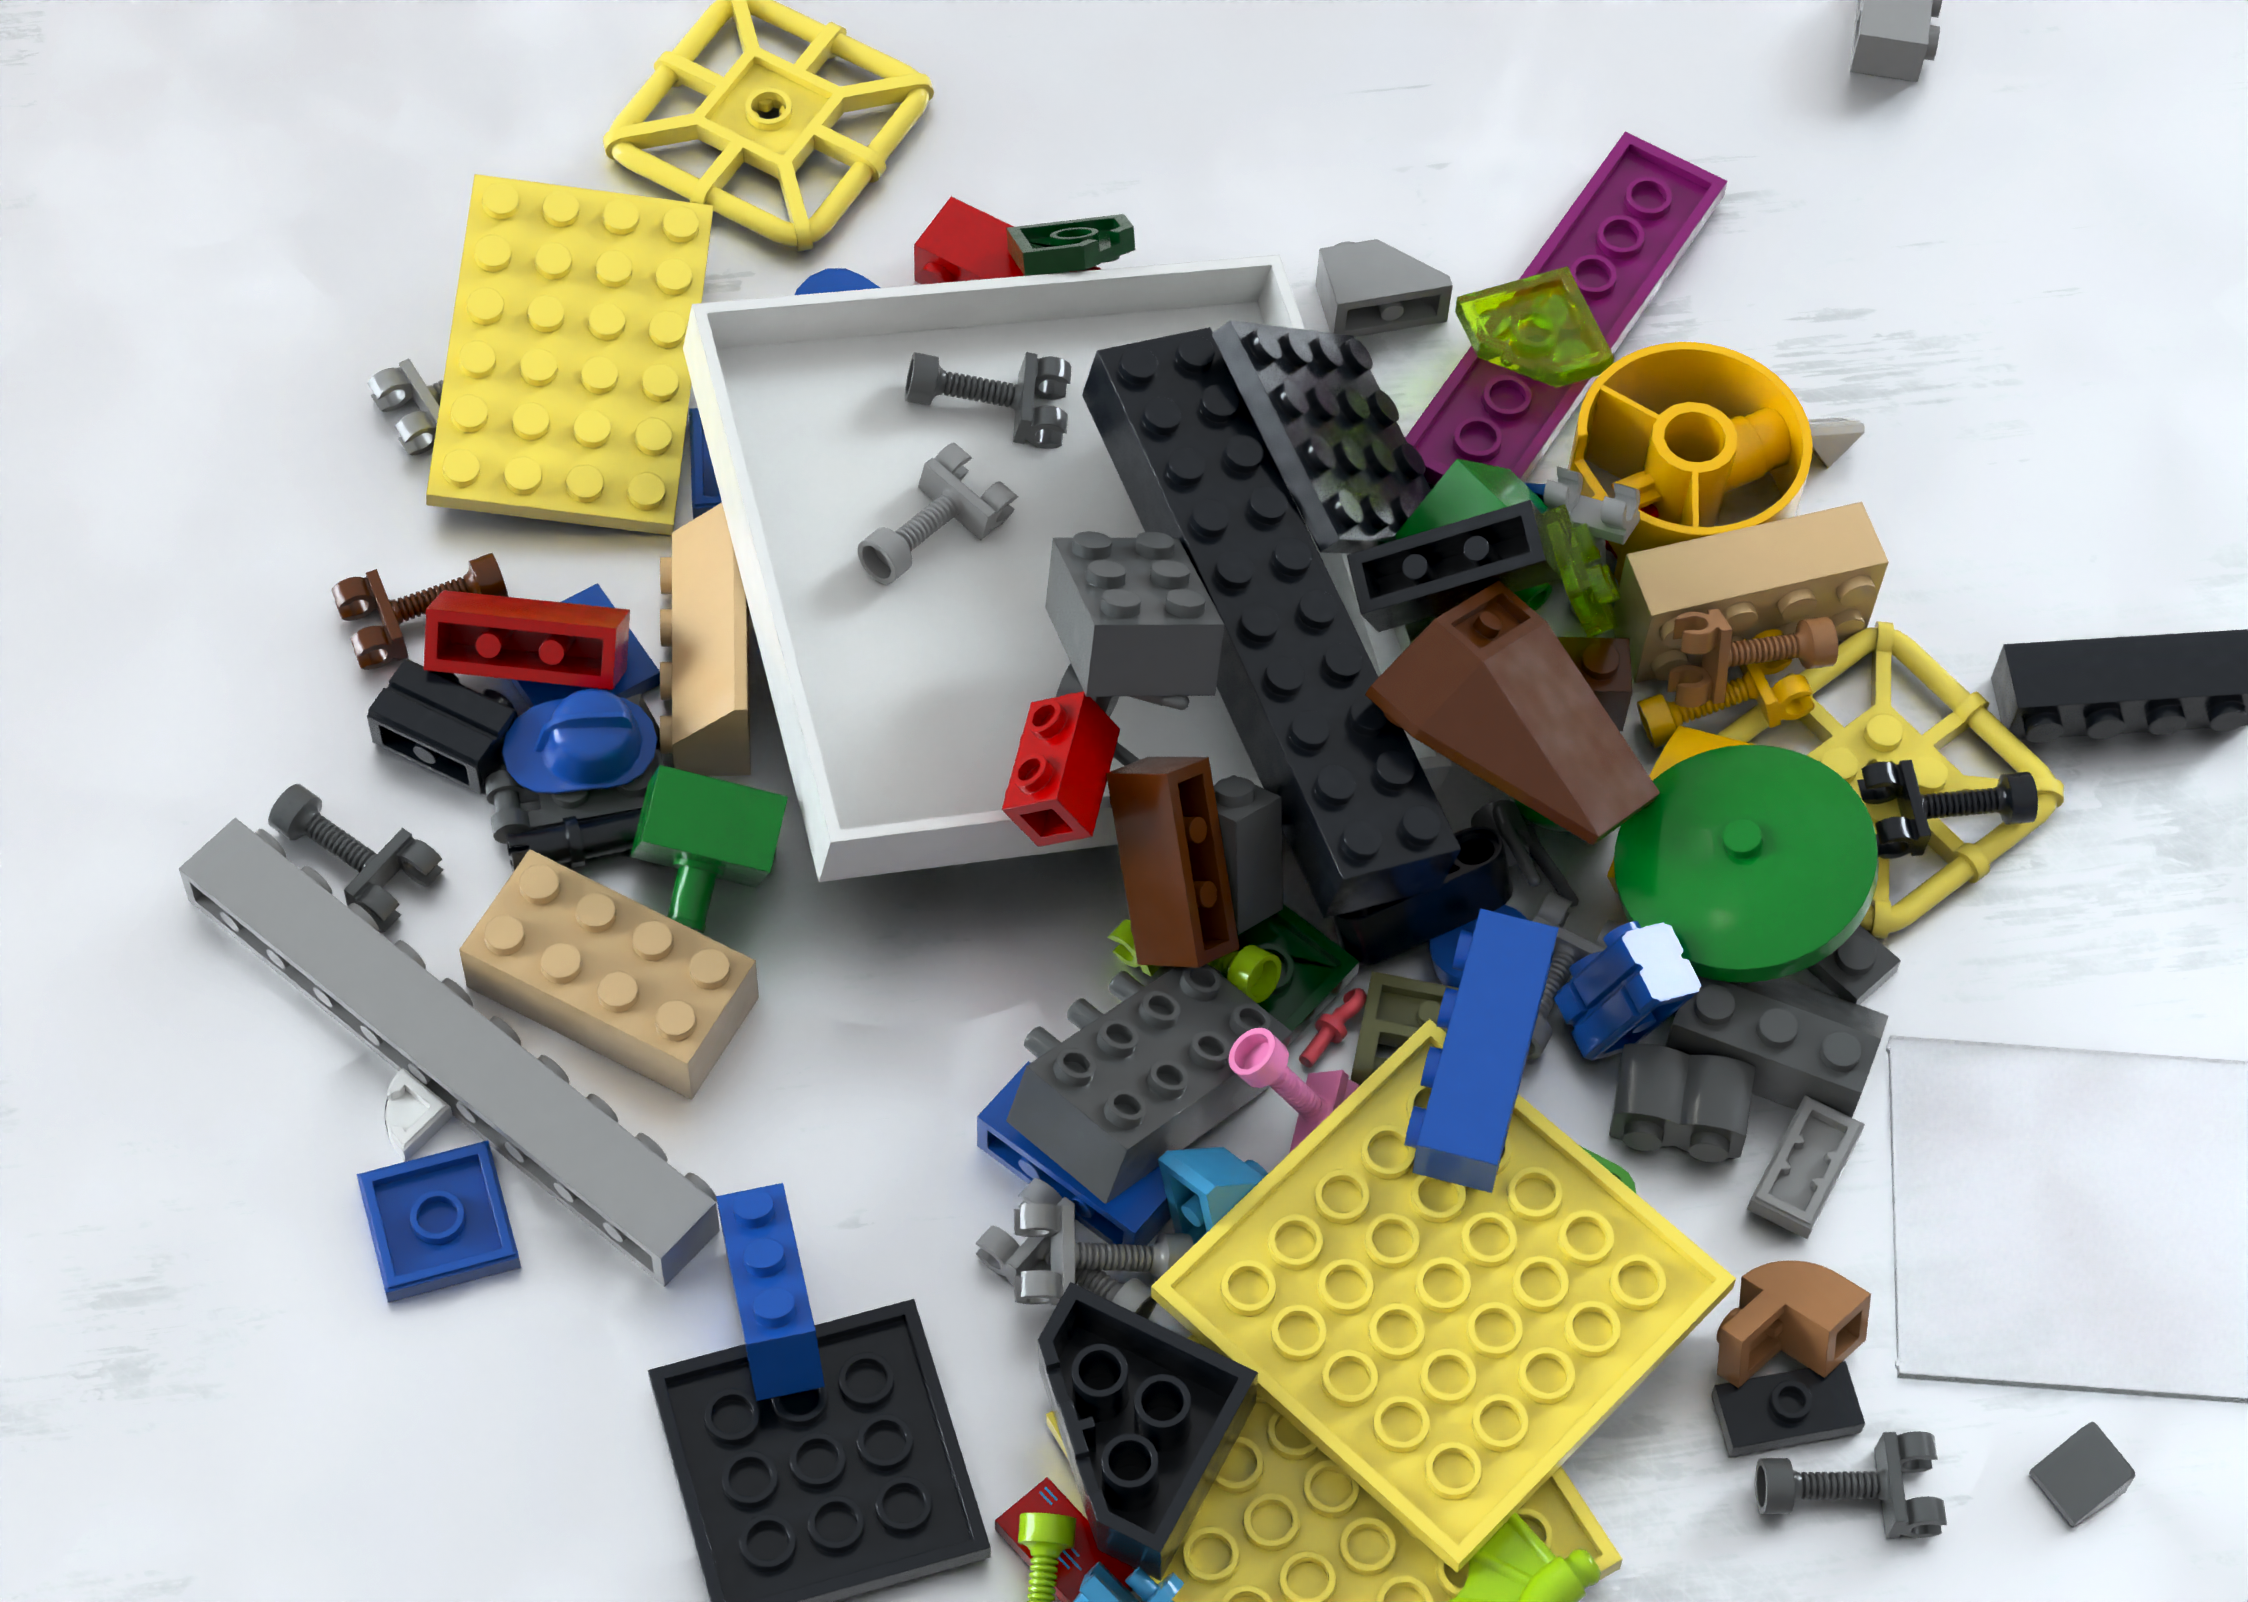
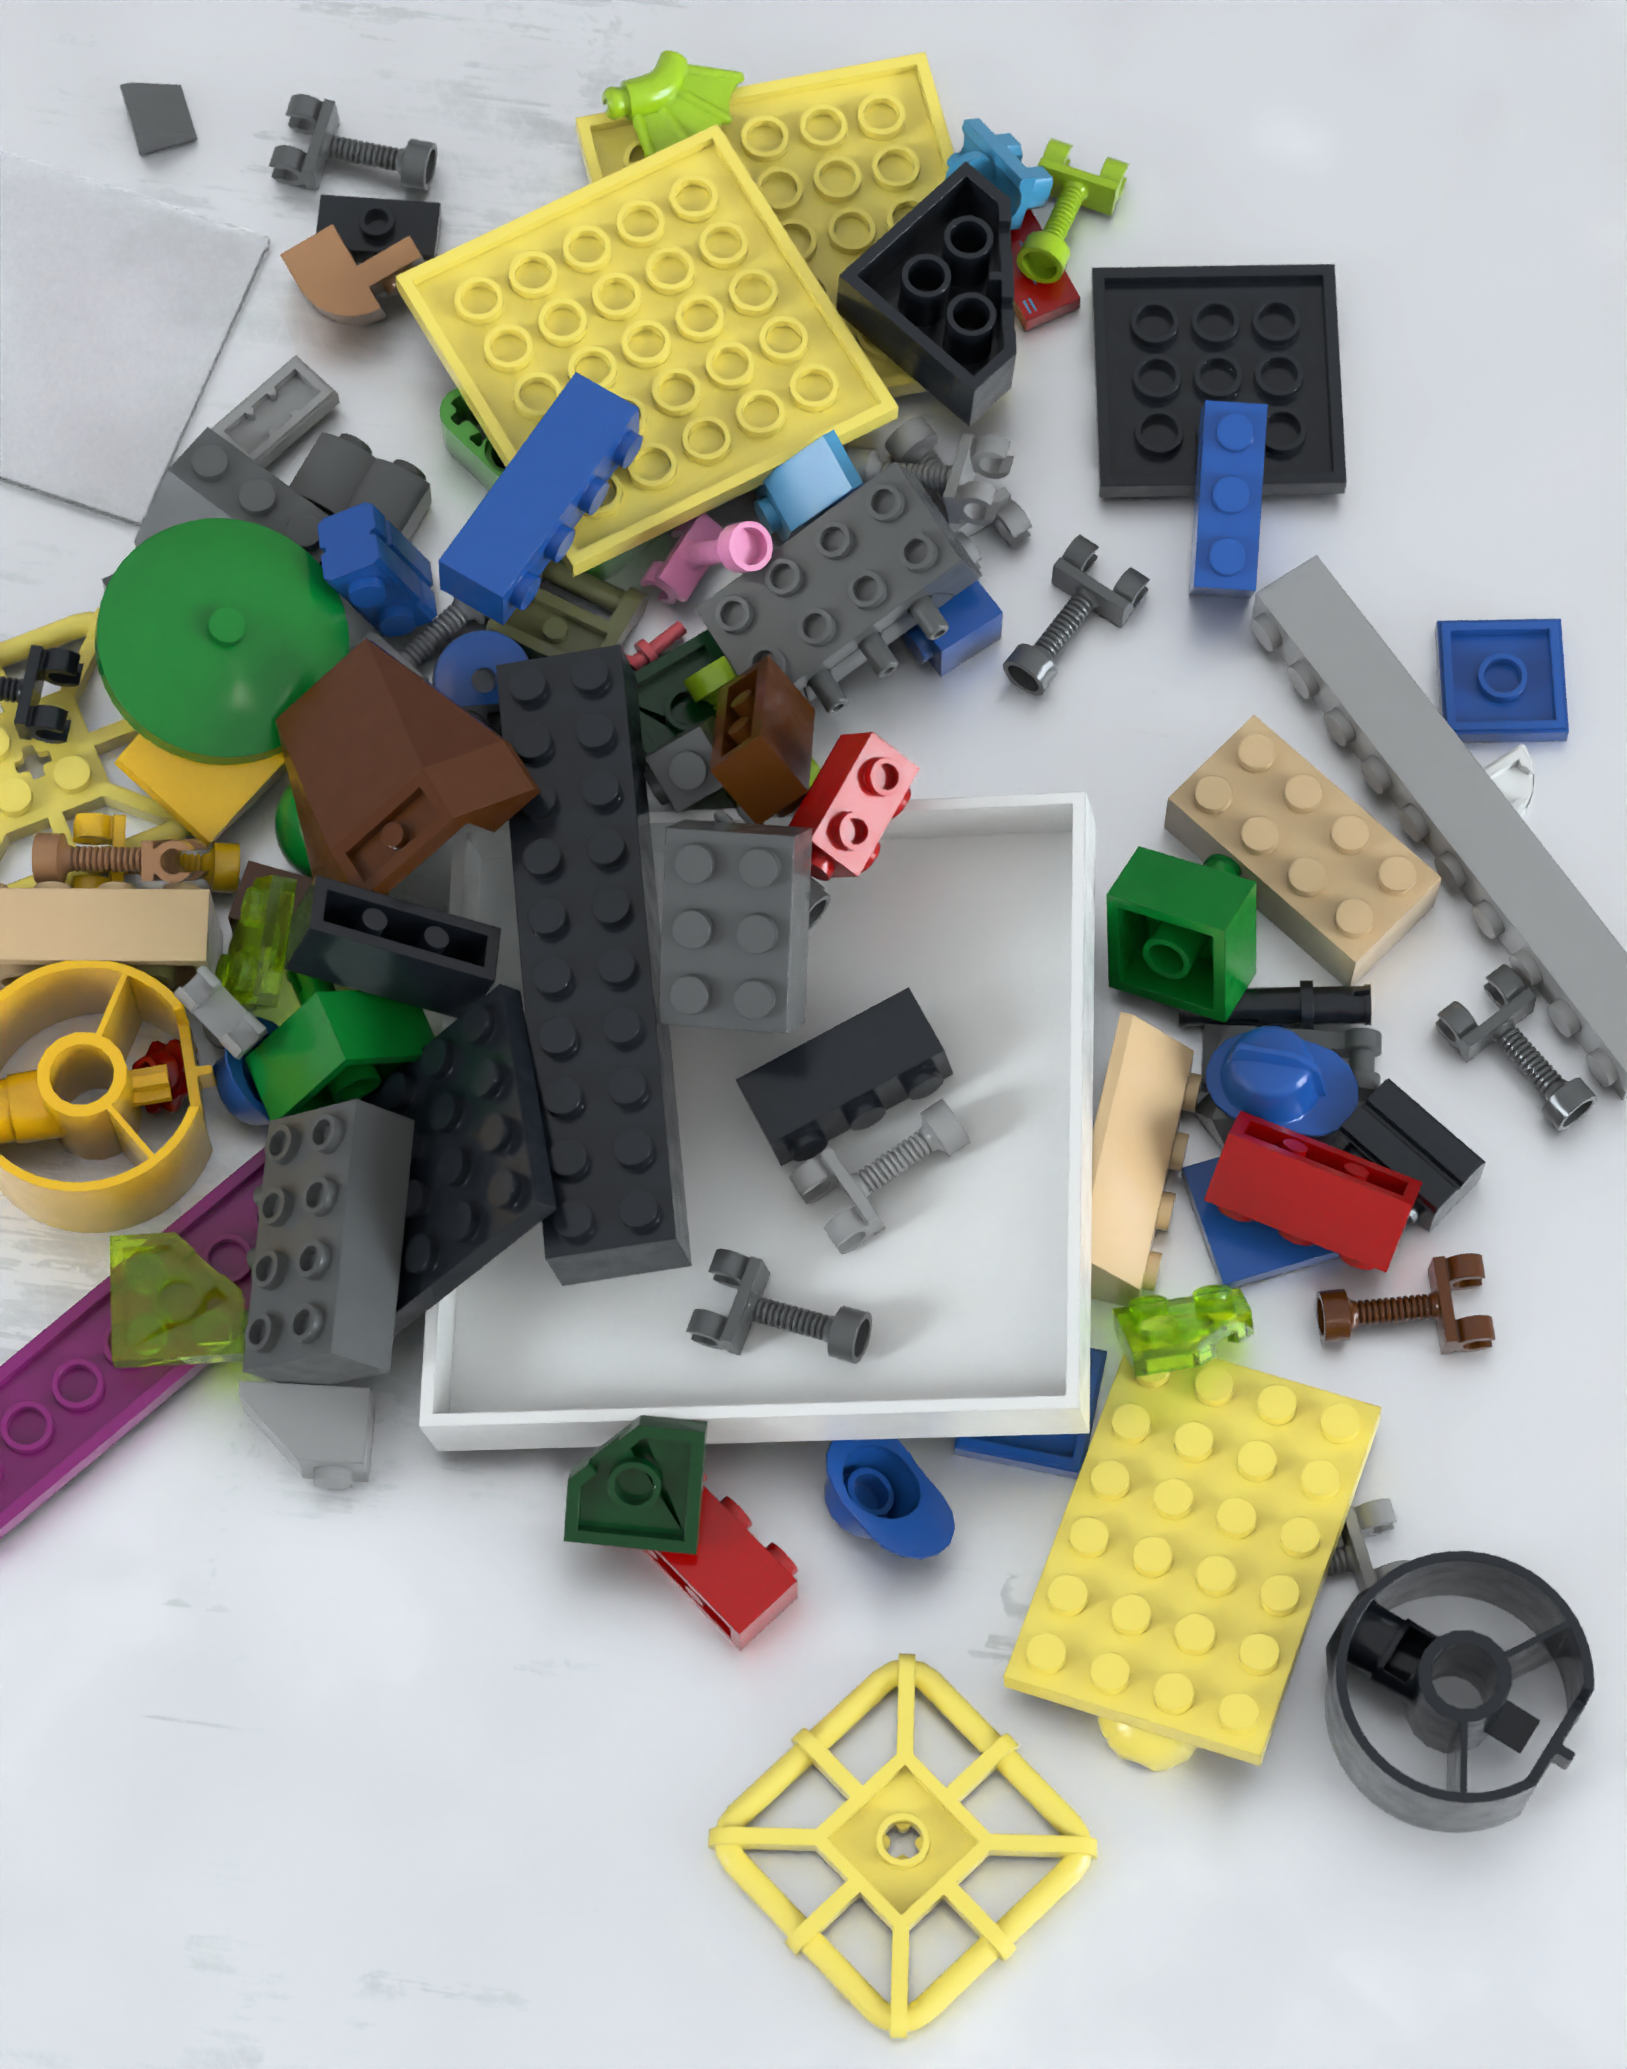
camera: 160 degrees left, 10 degrees up
(309, 319) = (1408, 1658): none -> black animal
(623, 513) = (1181, 1331): none -> clear neon green plate
(934, 1103) = (1031, 665): none -> dark grey bar
(982, 587) = (845, 1078): none -> black brick
(1413, 361) = (328, 1245): none -> dark grey piece

